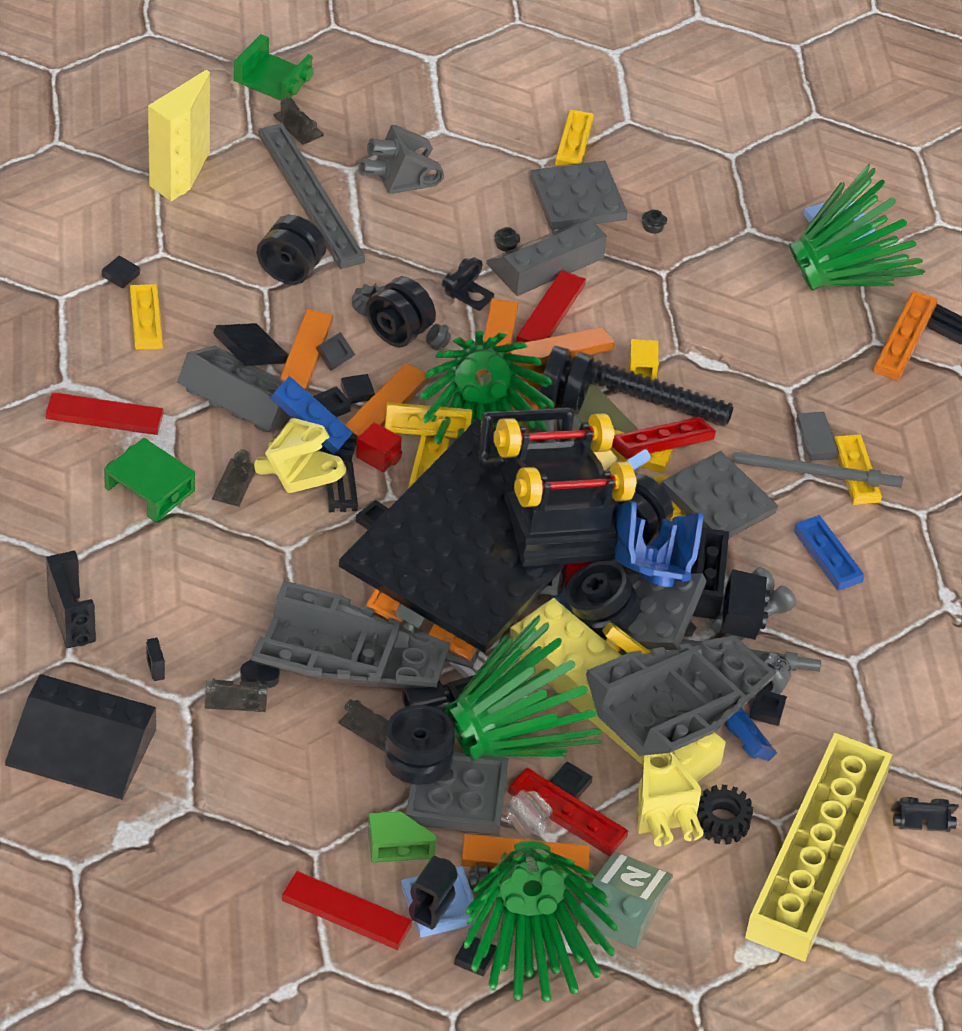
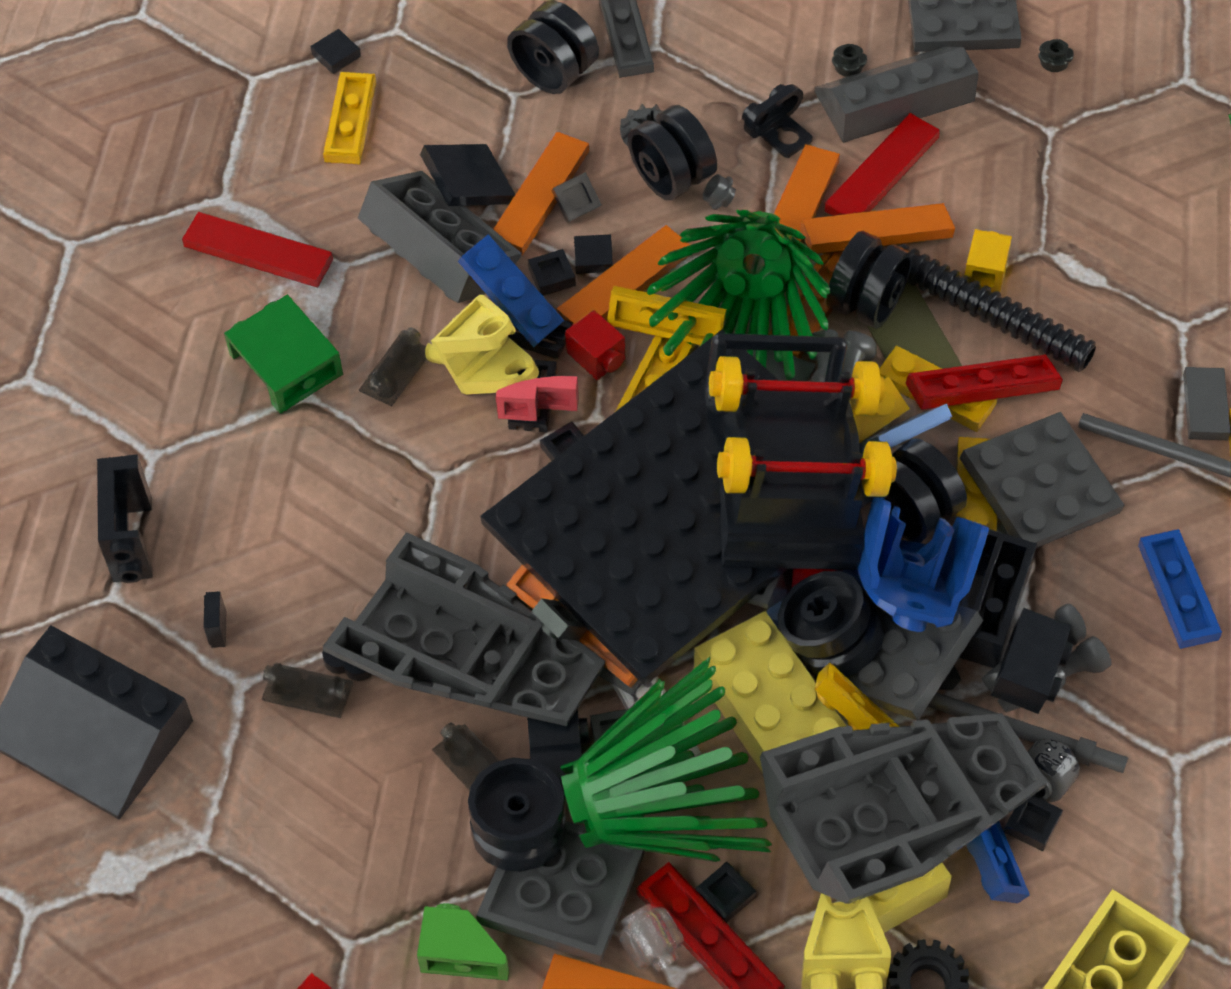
camera: 20 degrees right, 10 degrees up
(357, 480) = (526, 397): none -> coral slope

